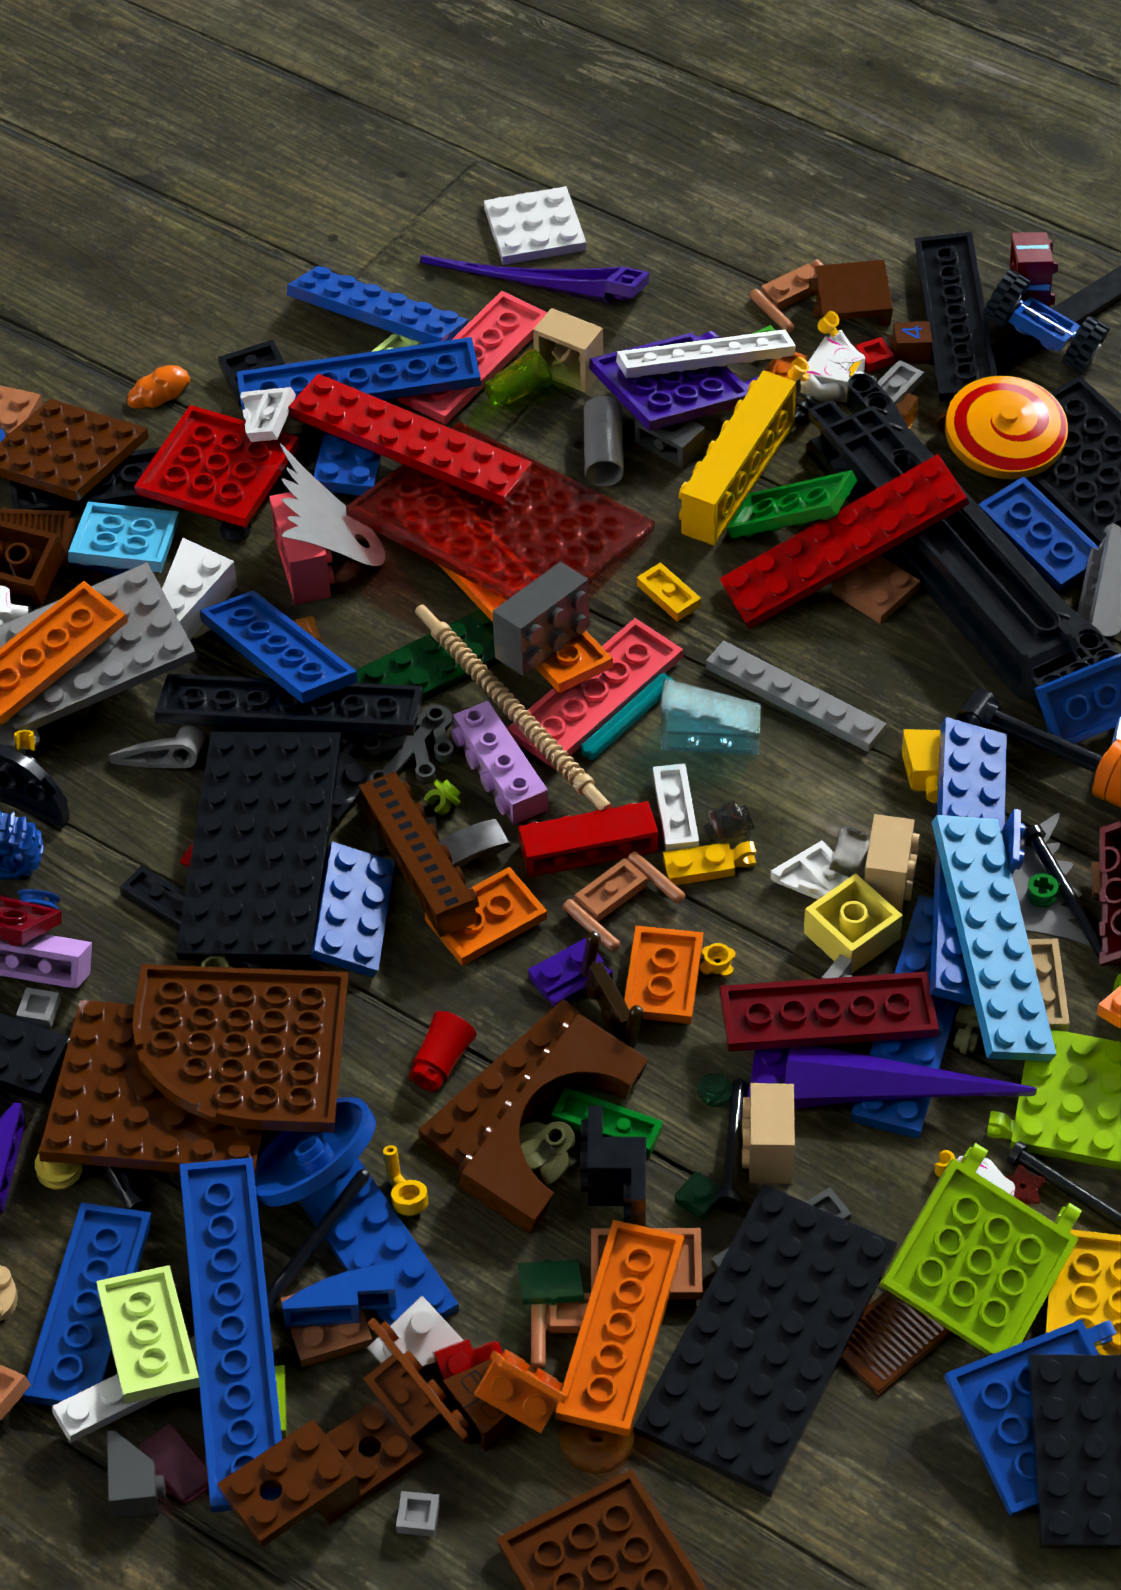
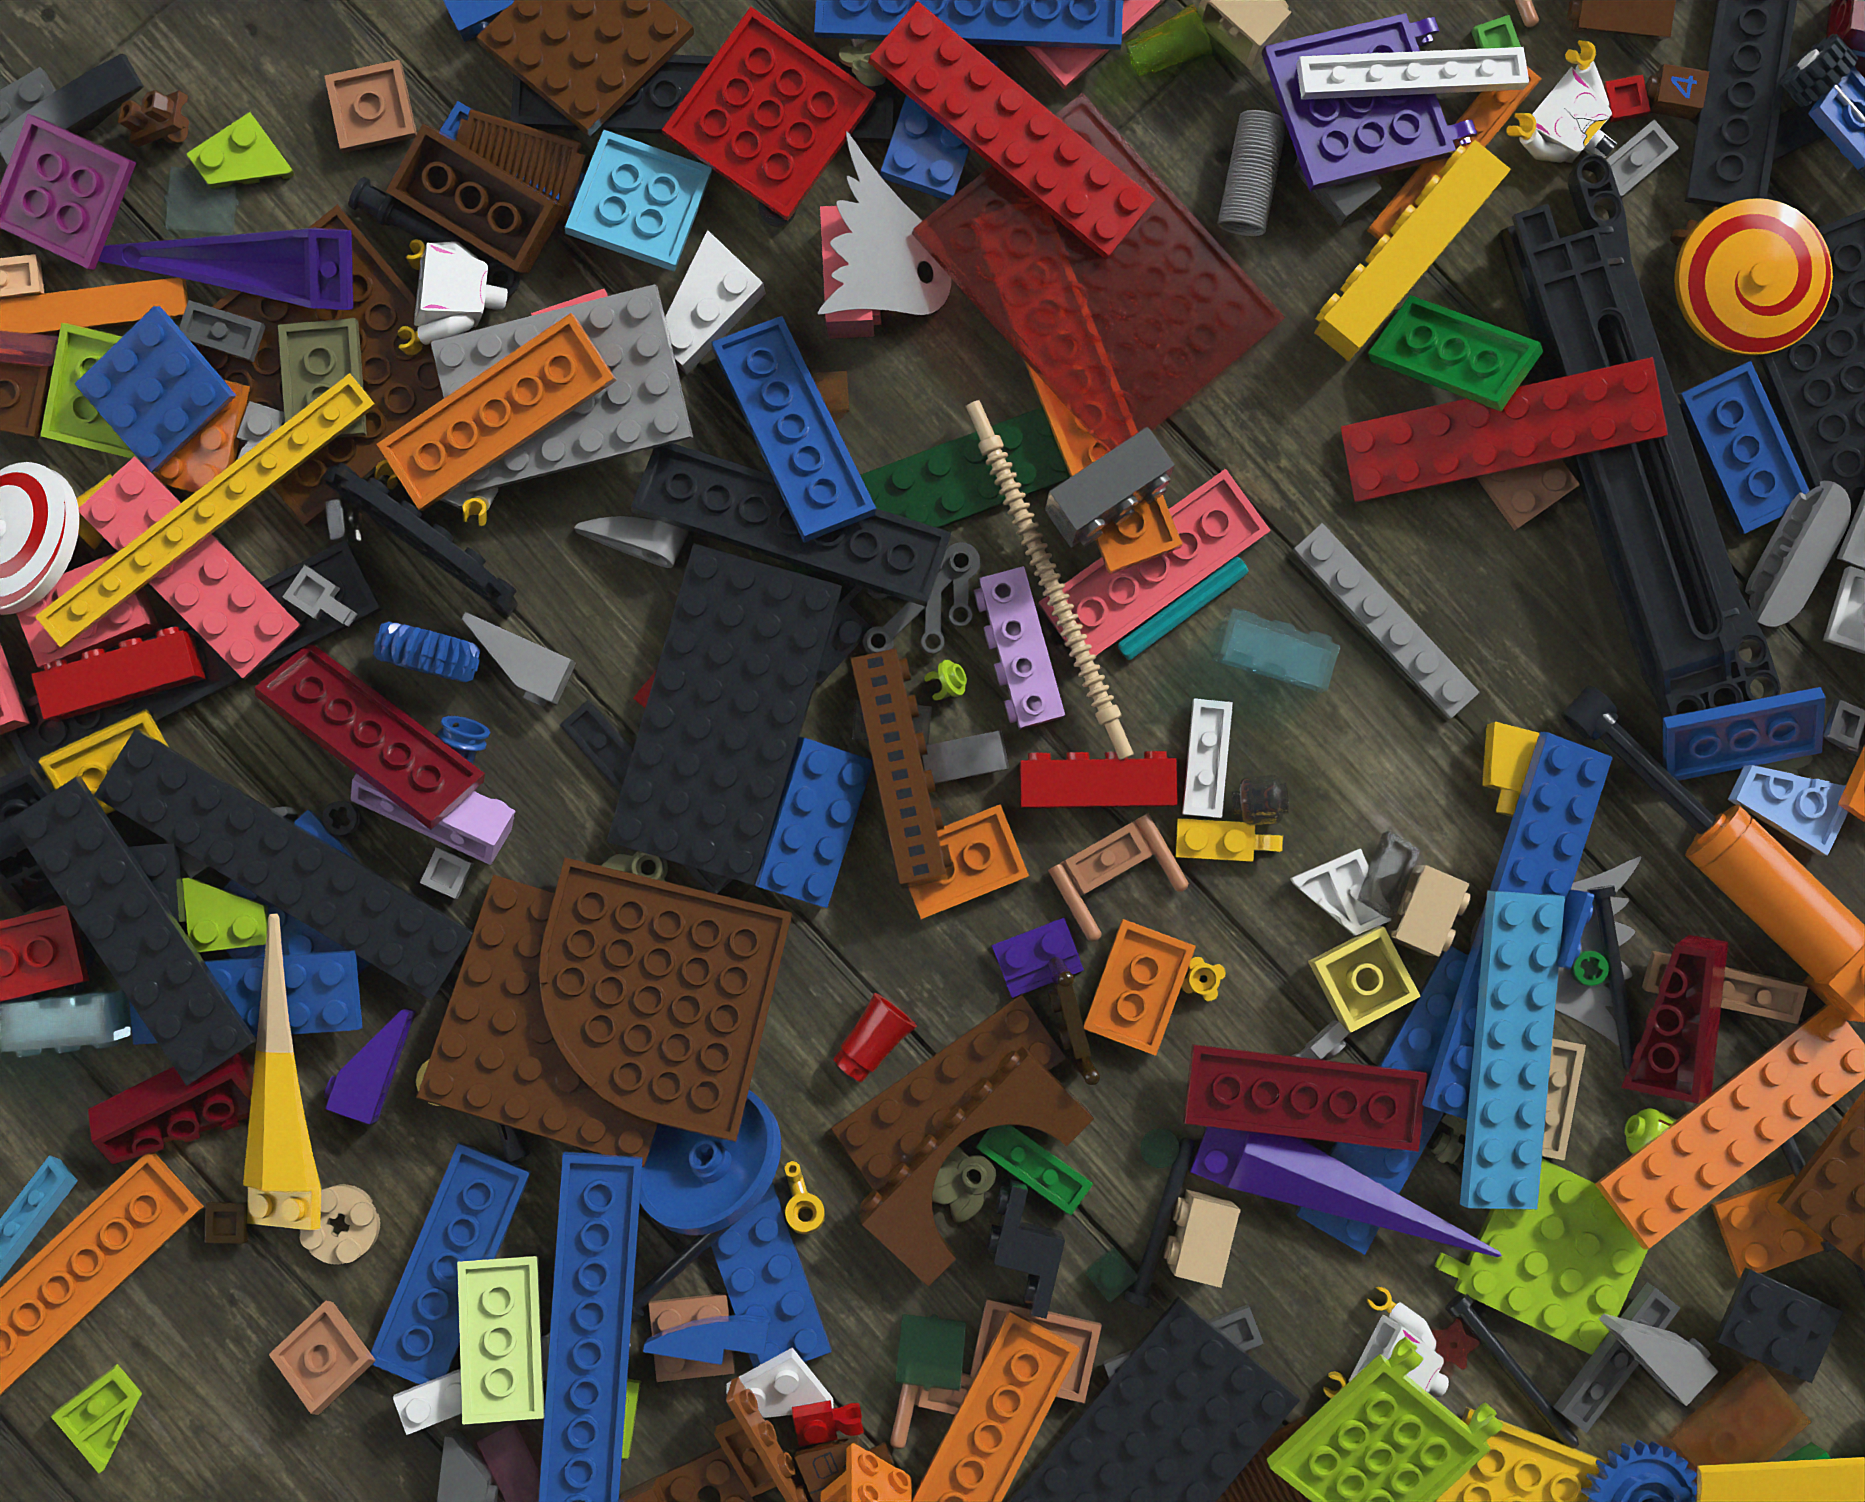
camera: 10 degrees right, 35 degrees up
(83, 846) = (527, 664): none -> light grey slope
(266, 412) = (840, 54): white wing -> none
(668, 591) = (1275, 431): yellow plate -> none
(802, 404) = (1518, 170): black bush -> none
(908, 409) = (1637, 208): clear orange plate -> none

